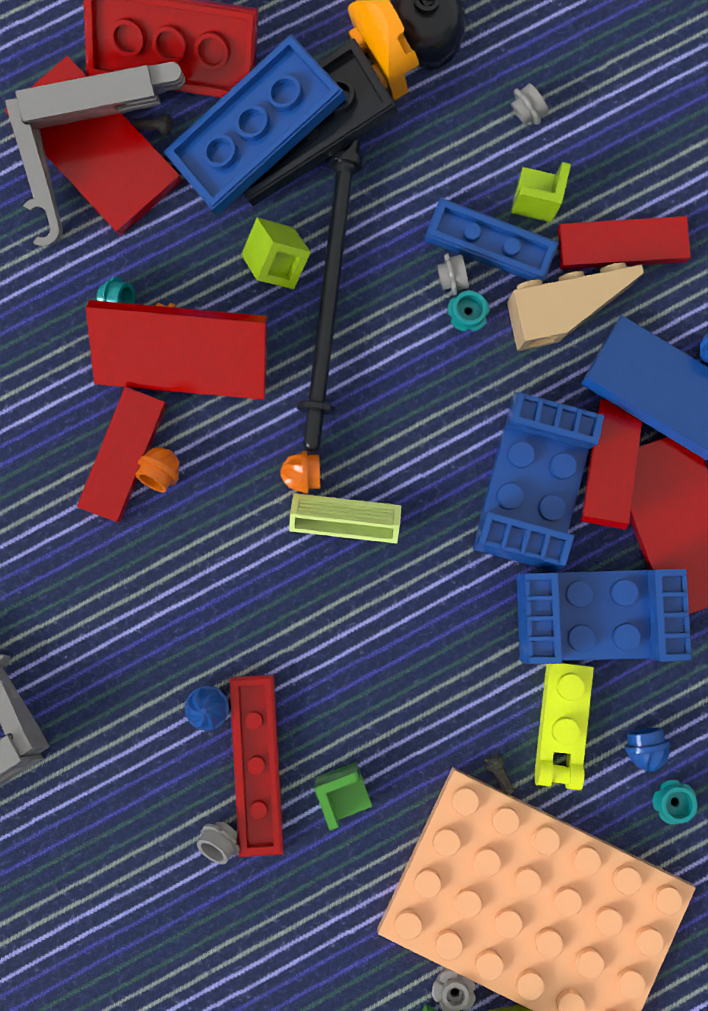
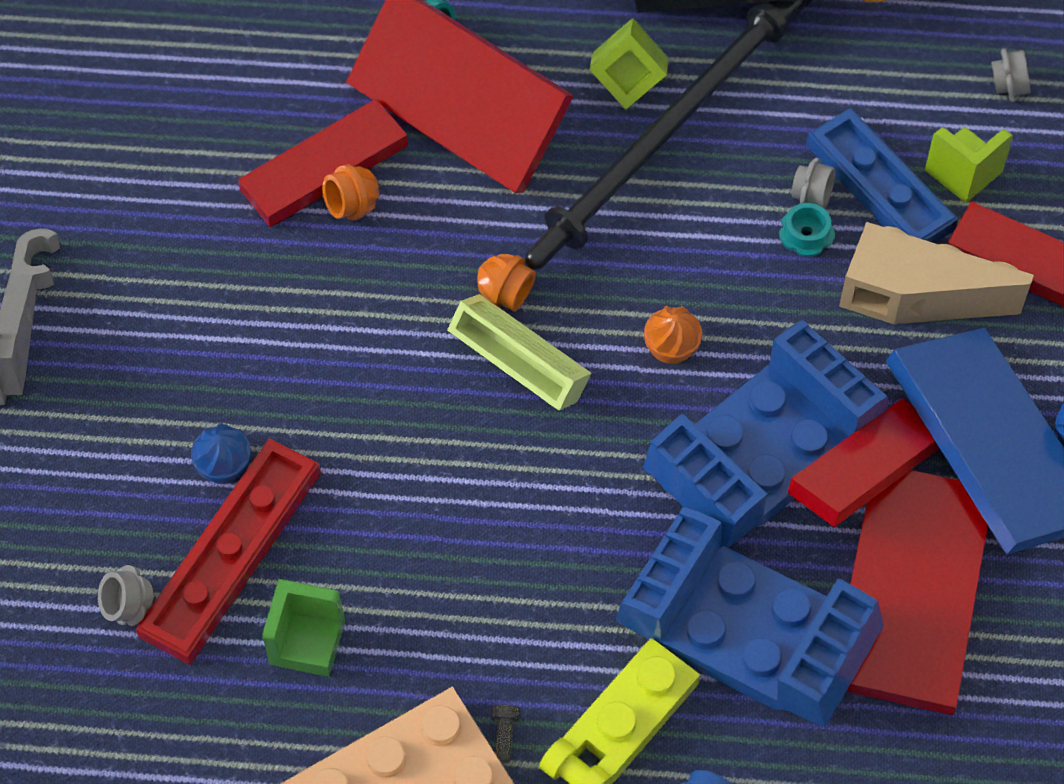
camera: 35 degrees right, 25 degrees down
(432, 442) = (672, 334): none -> orange plate

